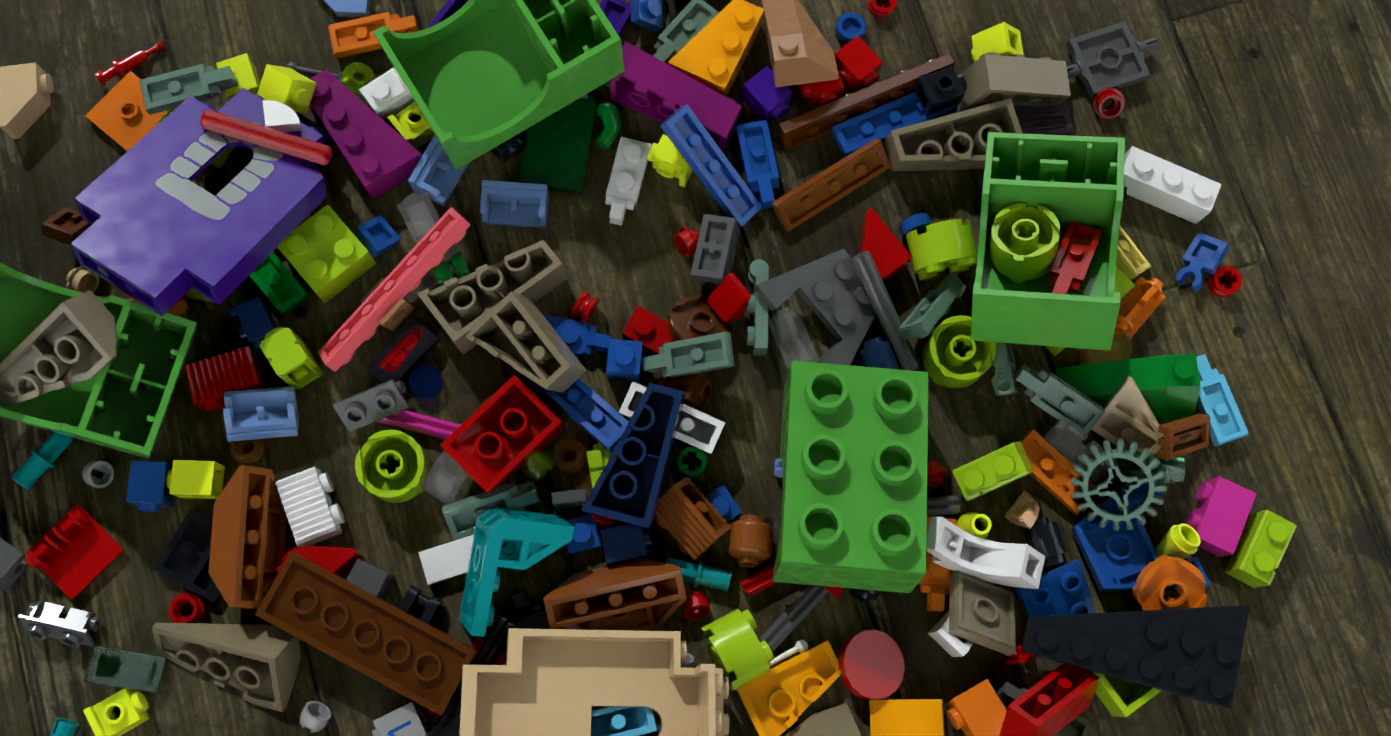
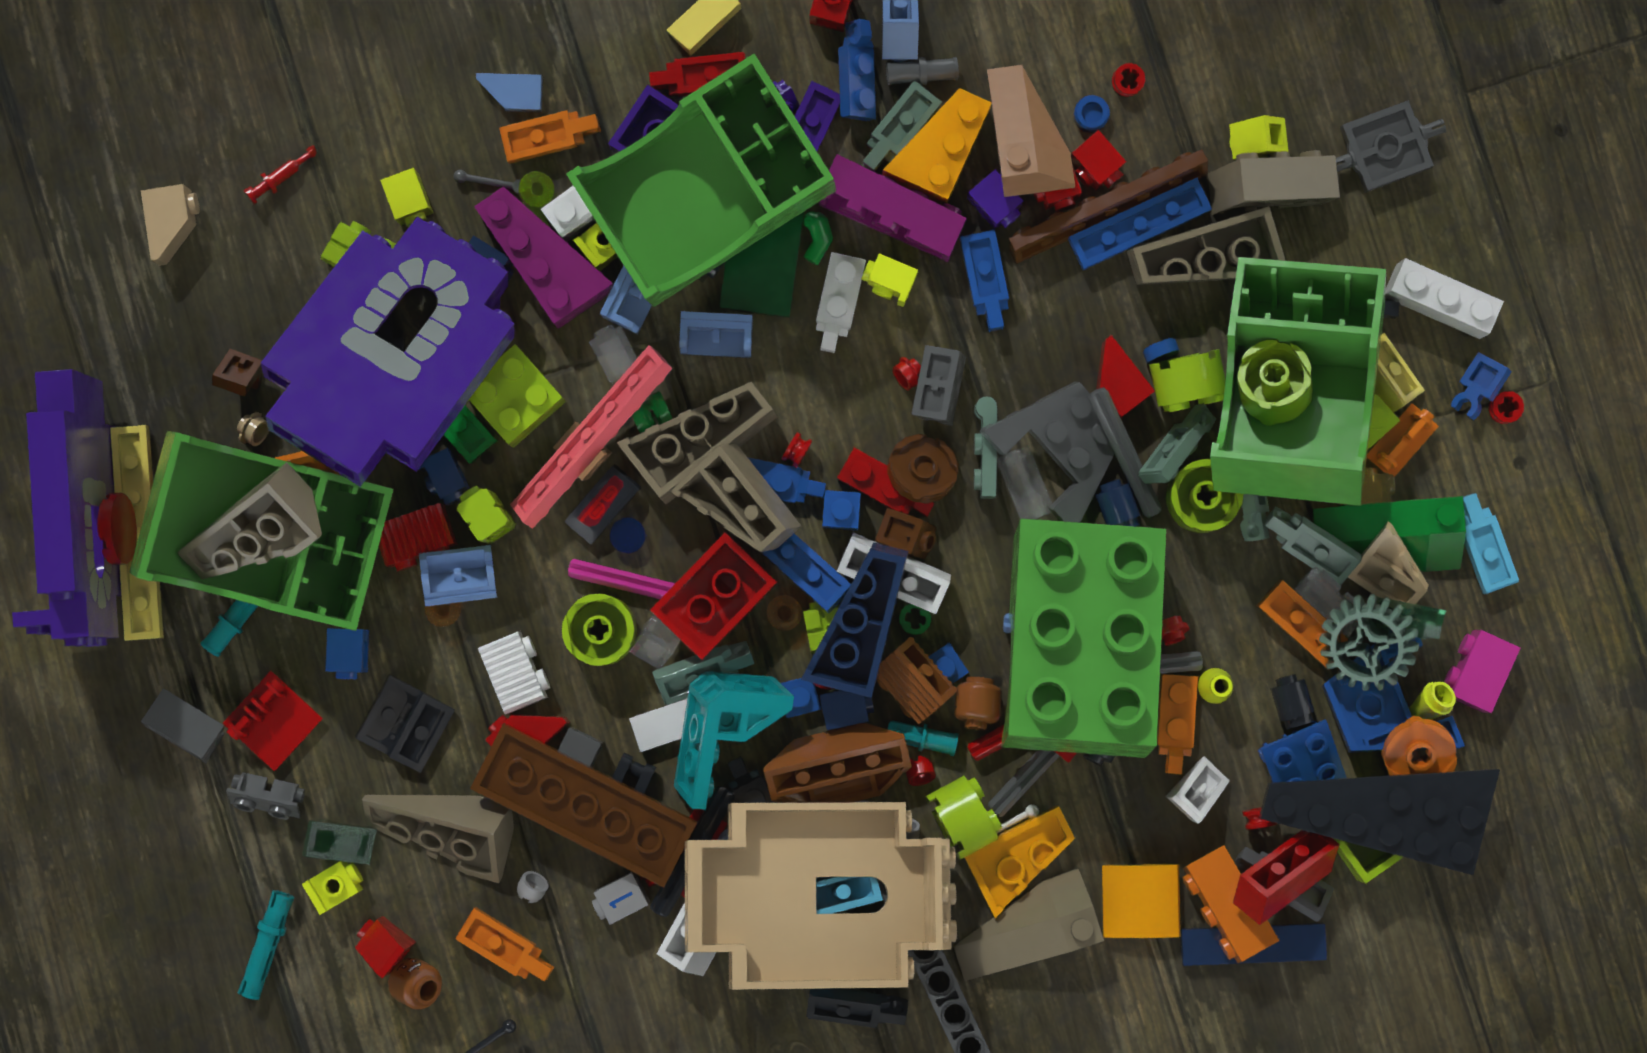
camera: 10 degrees right, 10 degrees up
(101, 466) = (298, 641): light grey hinge -> none
(123, 113) = (288, 235): orange plate -> none
(173, 88) = (351, 213): sand green hinge -> none
(179, 602) = (383, 773): red plate -> none
(195, 479) = (392, 645): neon yellow brick -> none
(247, 537) = (454, 709): dark orange wedge -> none
(266, 137) = (450, 280): red axle -> none
(280, 117) = (461, 254): white tile -> none
(287, 87) = (463, 214): neon yellow brick -> none
(372, 405) = (573, 563): dark grey hinge -> none
(377, 236) = (567, 374): blue plate -> none
(540, 465) = (753, 625): clear neon green plate -> none
(569, 499) = (786, 661): dark grey tile -> none
(692, 356) = (914, 508): sand green hinge -> none
(710, 165) = (933, 291): blue plate -> none
(729, 299) = (954, 441): red slope -> none
(831, 185) = (1068, 304): dark orange tile -> none
(871, 664) = (1104, 830): red tile -> none
(936, 98) = (1182, 204): black brick -> none
(982, 613) = (1221, 777): dark tan plate -> none
(983, 559) = (1222, 720): white arch -> none
(993, 471) = (1237, 627): lime brick -> none
(1023, 511) = (1271, 667): light nougat tile -> none
(1041, 124) = (1307, 210): tile -> none
(1074, 258) = (1327, 403): red hinge -> none
(1114, 108) = (1385, 208): red plate -> none
(1181, 430) = (1446, 580): dark orange tile -> none
(1260, 549) = (1523, 705): lime brick -> none

